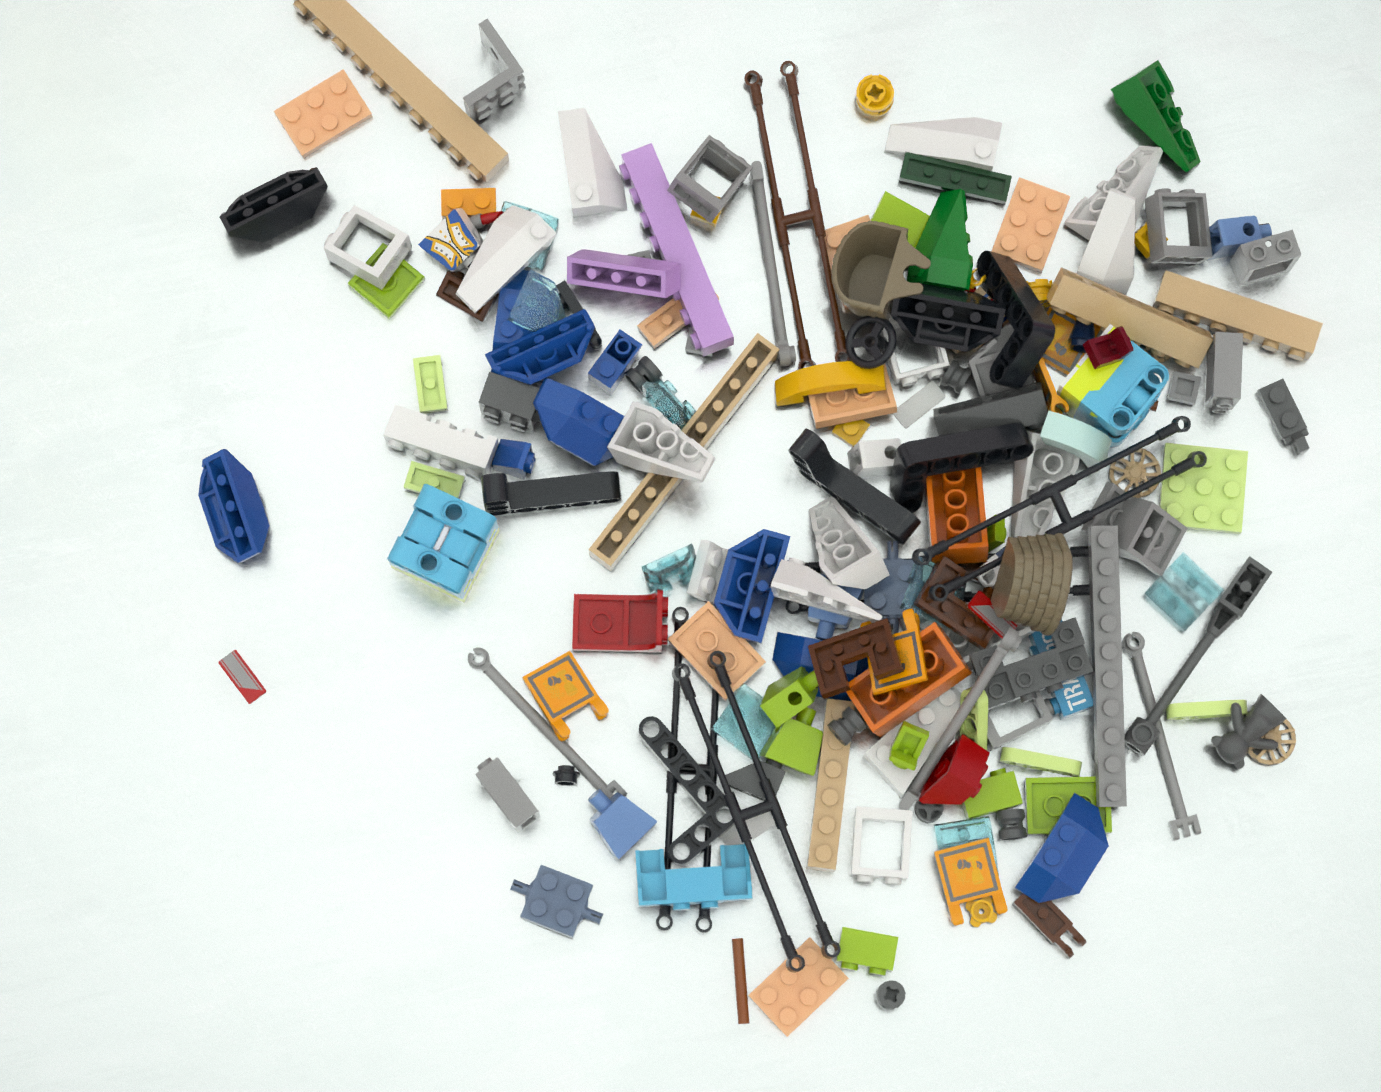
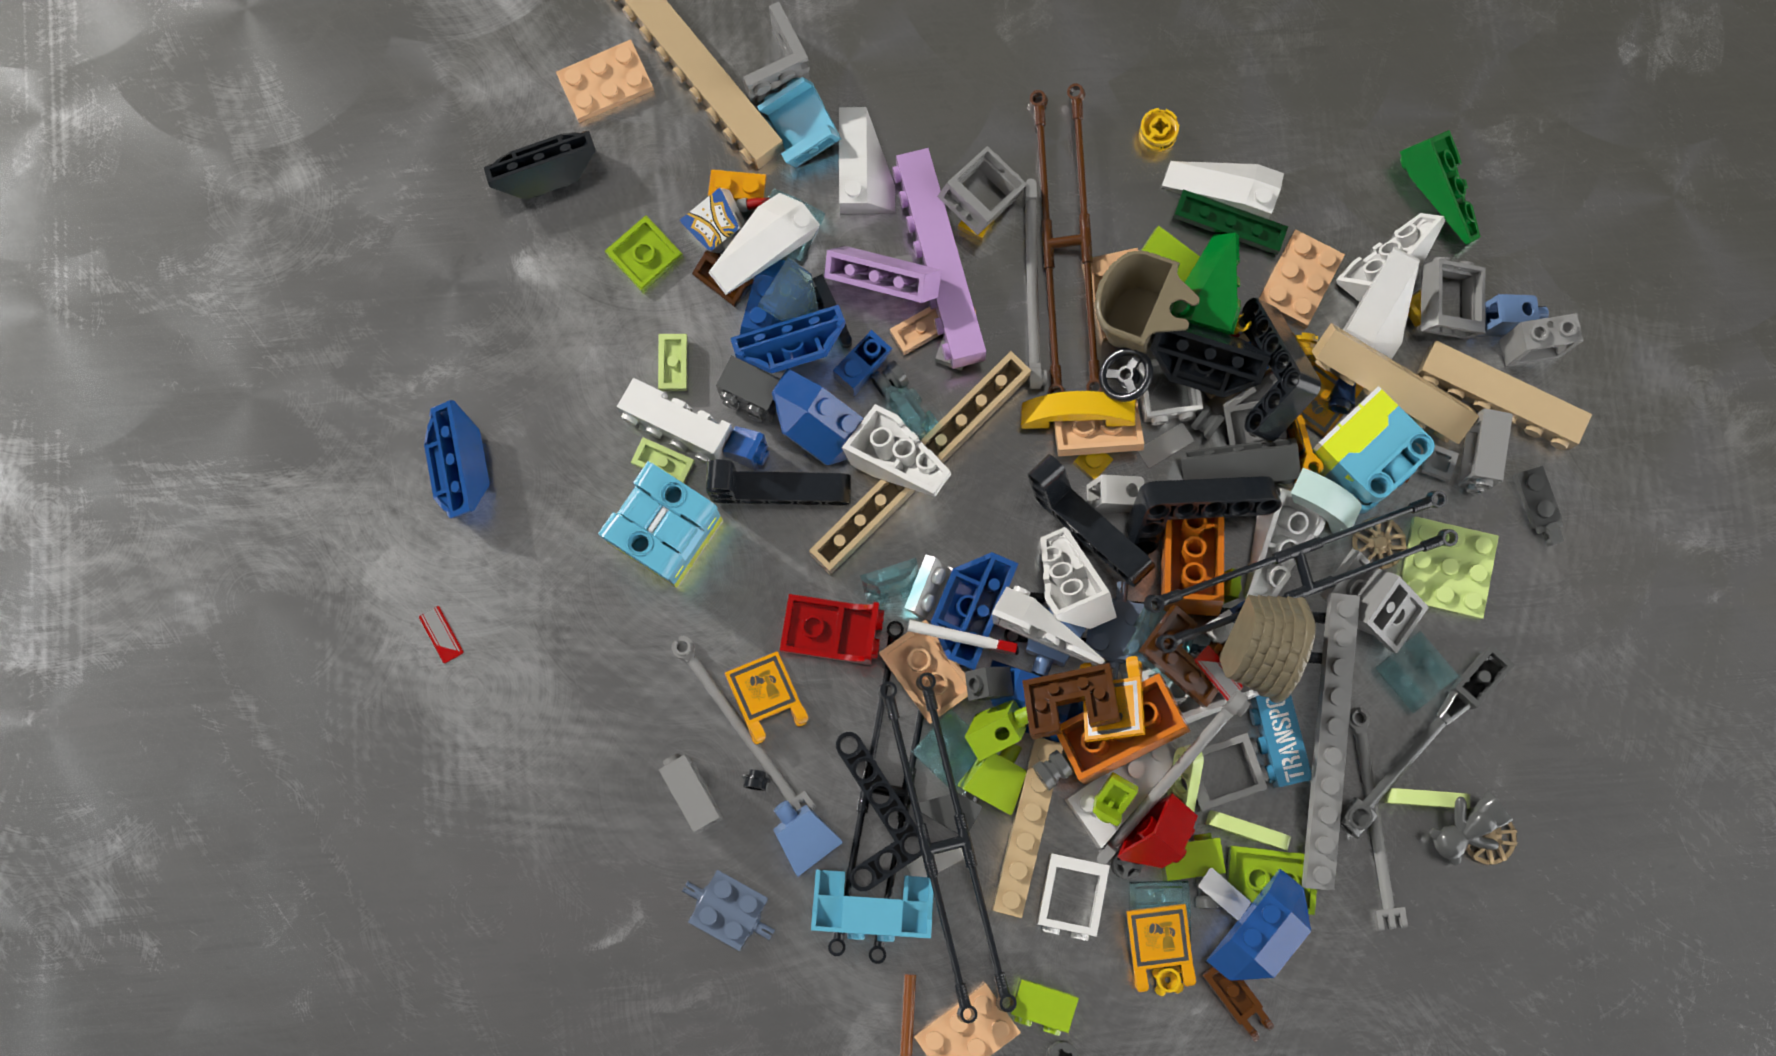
camera: 10 degrees right, 0 degrees up
(388, 261) = (645, 234): white window -> none
(522, 131) = (800, 121): none -> medium azure panel
(776, 654) = (989, 683): none -> dark grey brick
(781, 616) = (963, 637): none -> white piece
(1024, 822) = (1224, 894): none -> white sticker
(1038, 672) = (1259, 738): dark grey bracket -> none
(1108, 348) = (1376, 410): dark red bracket -> none

